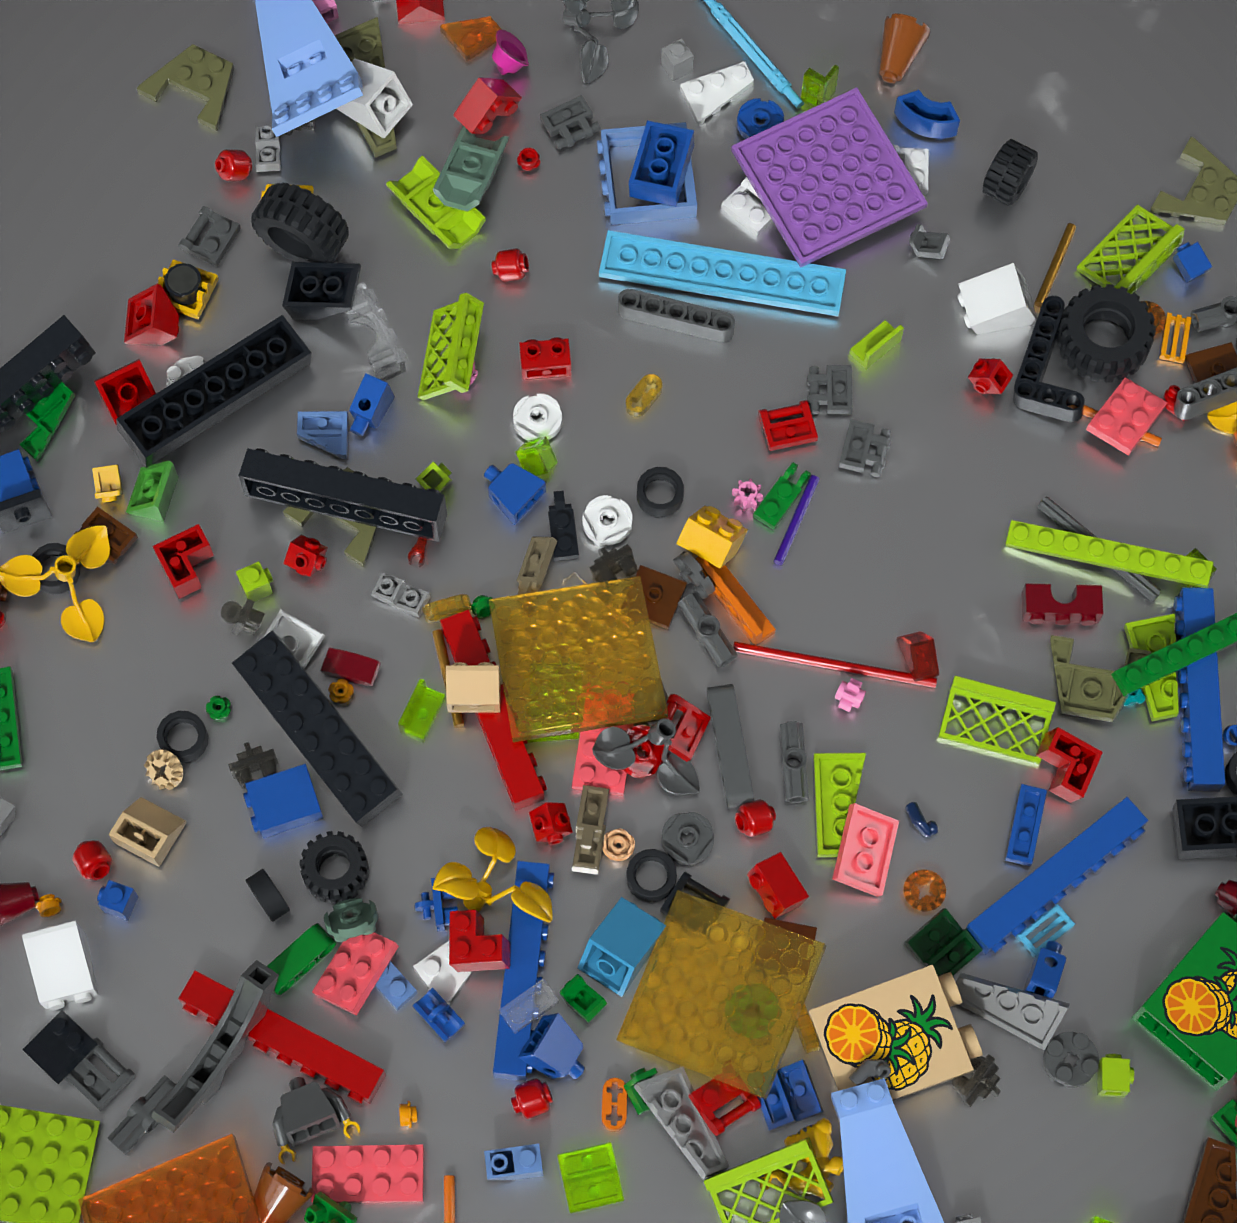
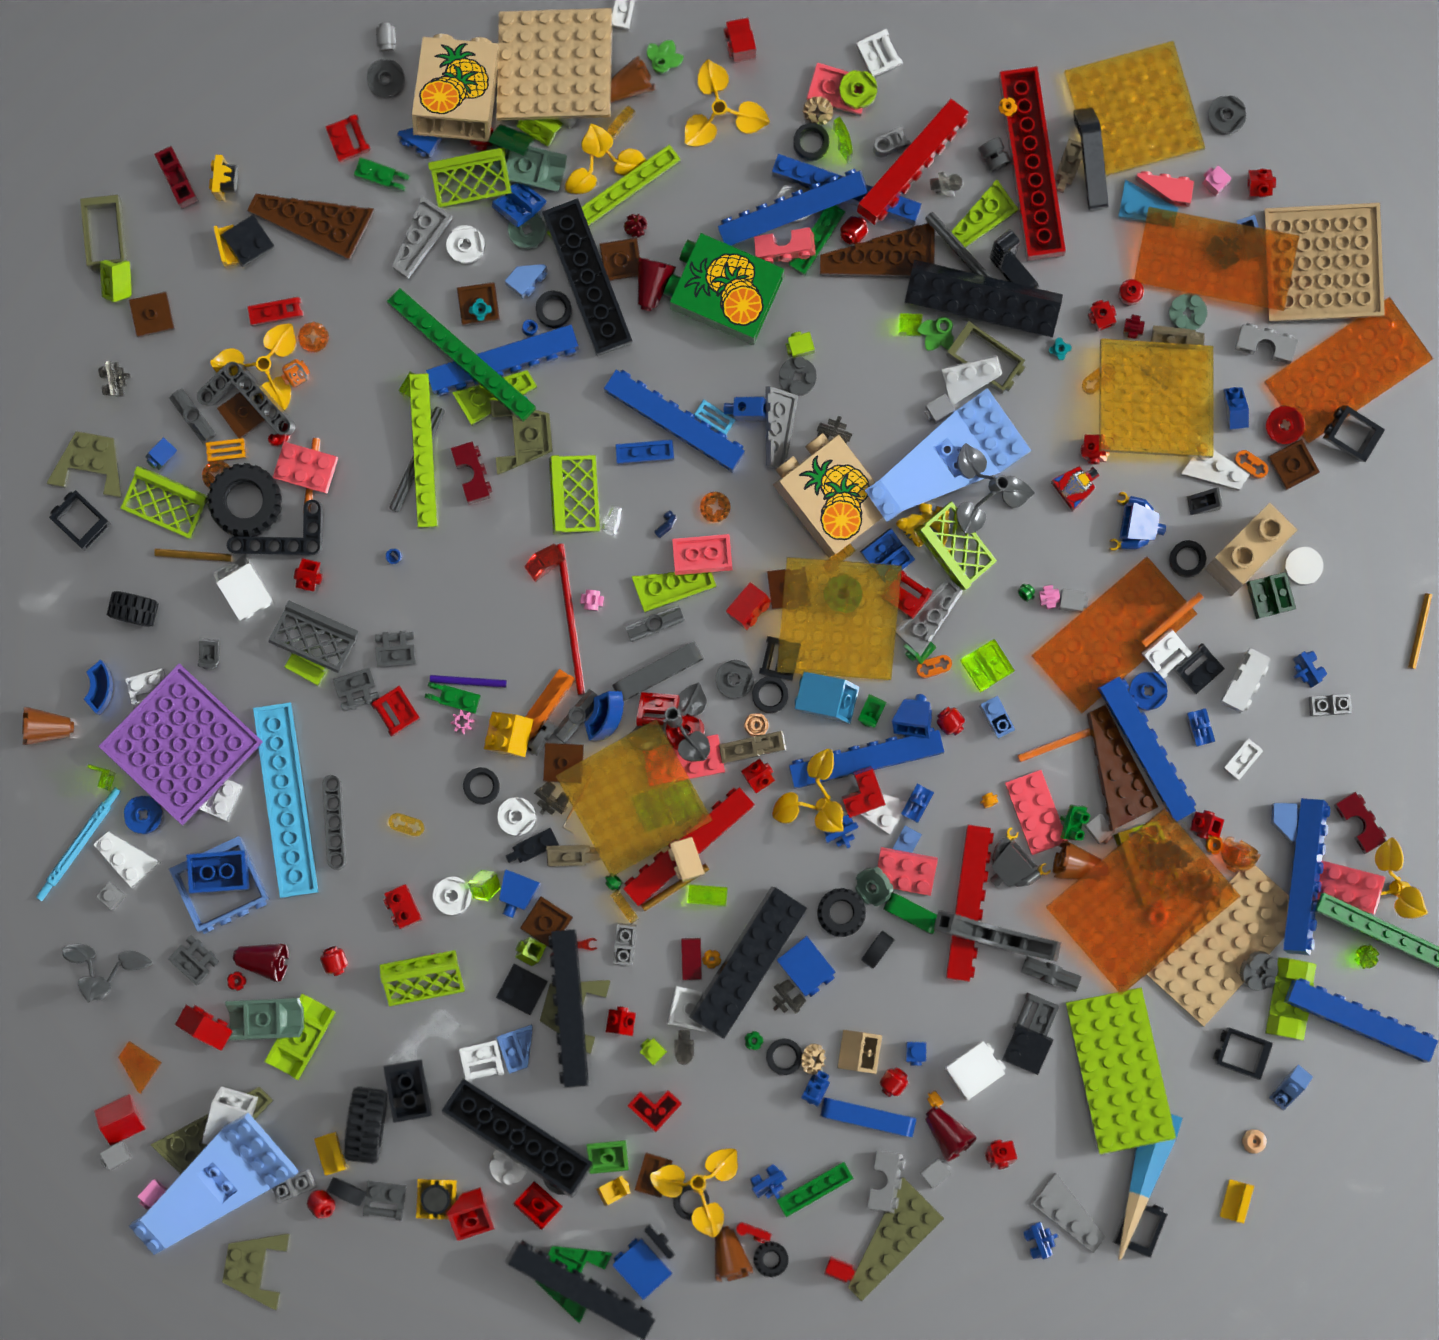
camera: 105 degrees left, 15 degrees up
(34, 655) = (771, 1185): none -> blue hips
(62, 813) = (868, 1117): none -> blue beam
(124, 758) = (816, 1088): none -> blue hips
(235, 193) = (346, 1191): none -> black tyre
(334, 387) = (478, 1055): none -> white plate
(370, 404) = (480, 1021): blue torso -> none
(394, 458) = (522, 989): none -> black plate
(467, 513) = (544, 919): none -> reddish brown plate
(509, 53) = (149, 1027): dark pink piece -> none
(528, 1006) = (893, 742): clear plate -> none
(538, 192) = (263, 960): none -> dark red cone
(695, 659) = (605, 715): none -> blue brick
(755, 818) = (705, 637): red head -> none
(870, 1068) = (860, 500): dark grey arm -> none
(921, 375) = (316, 622): none -> dark grey fence
(943, 944) = (749, 483): dark green slope -> none
(946, 754) = (611, 522): none -> clear cone
(980, 480) = (391, 559): none -> blue hinge
(1074, 761) = (591, 430): red brick -> none
(1117, 167) = (100, 526): none -> black window

